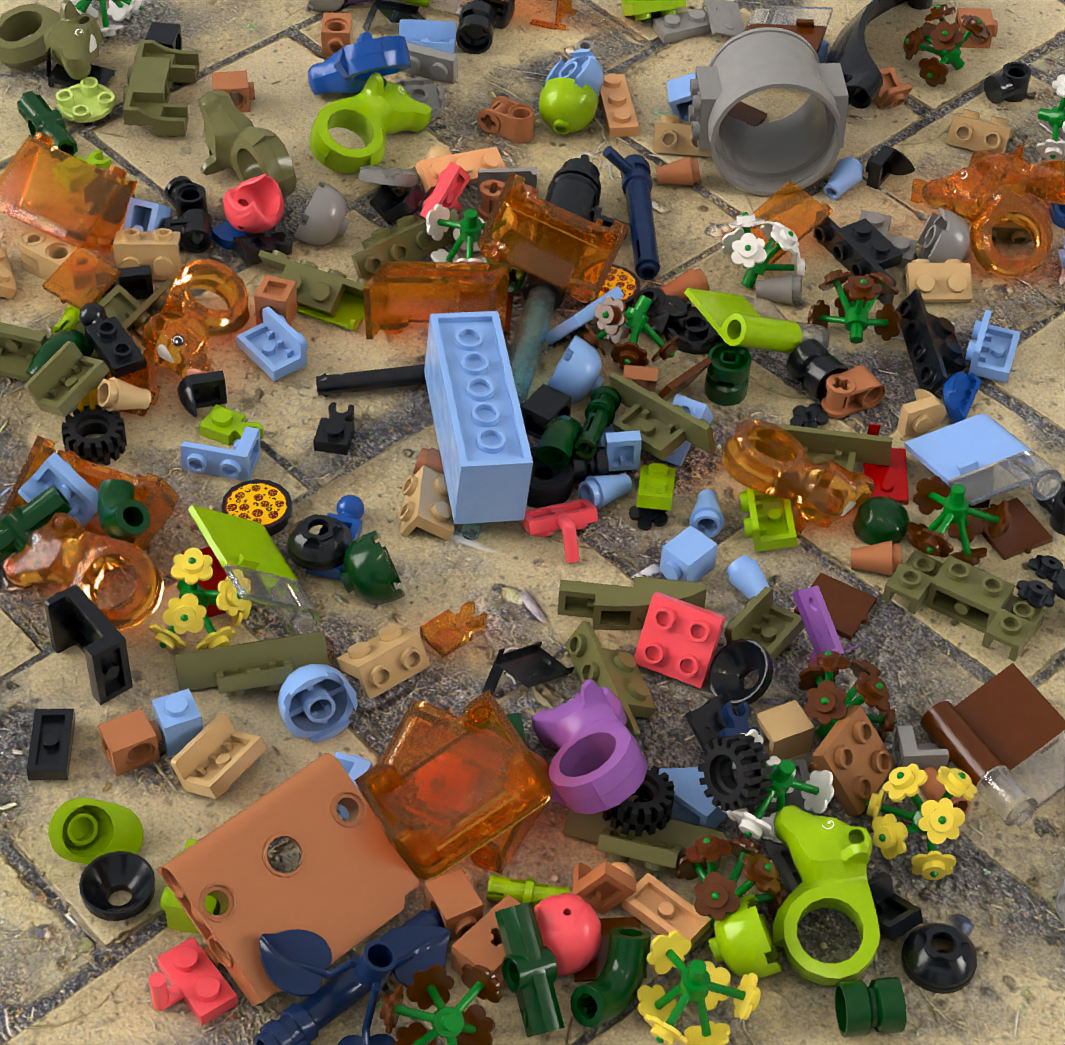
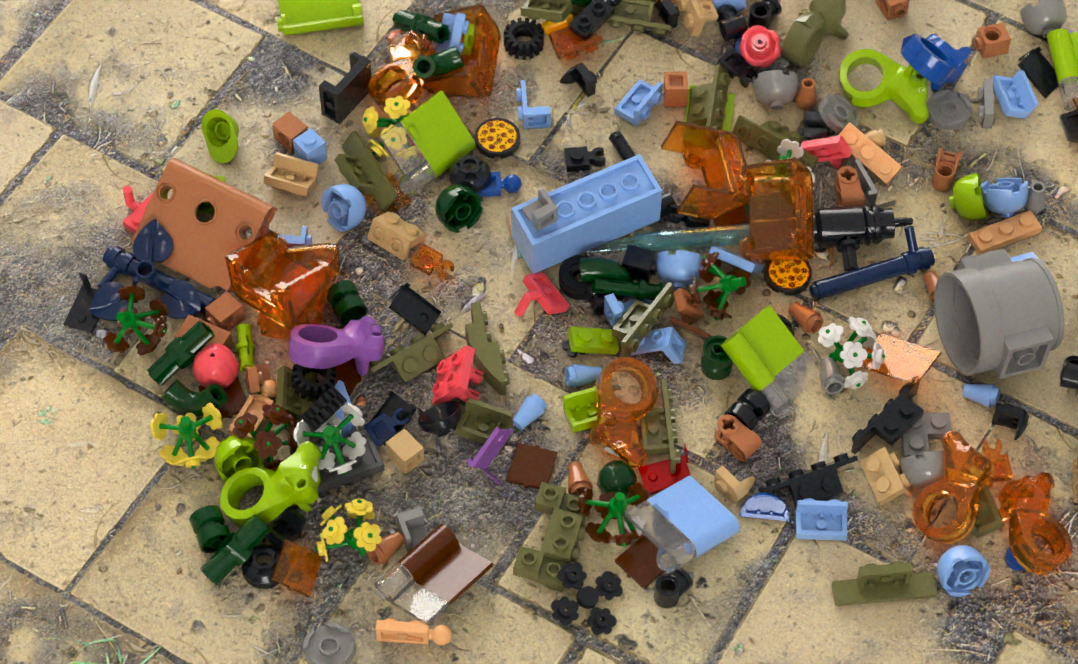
camera: 75 degrees right, 10 degrees up
(51, 744) = (279, 99): black plate -> none
(115, 873) = (192, 150): black piece -> none
(120, 395) = (549, 37): tan cone -> none
(184, 326) = (627, 47): clear orange animal -> none
(226, 425) = (562, 103): lime plate -> none
(342, 182) = (806, 95): none -> nougat cone
(476, 27) = (1049, 118): black wheel -> none
(488, 428) = (542, 211): none -> light grey panel
(604, 488) = (581, 313): light blue cone -> none
(662, 309) = (779, 300): black plate -> none
(688, 556) = (535, 371): light blue brick -> none
(809, 416) = (705, 420): black plant -> none
(831, 704) = (428, 477): reddish brown plant -> none
(855, 303) = (805, 409): reddish brown plant -> none
(855, 759) = (387, 487): medium nougat plate -> none
(935, 998) = (235, 549): none -> dark green piece
(961, 908) = (297, 568): none -> clear orange piece

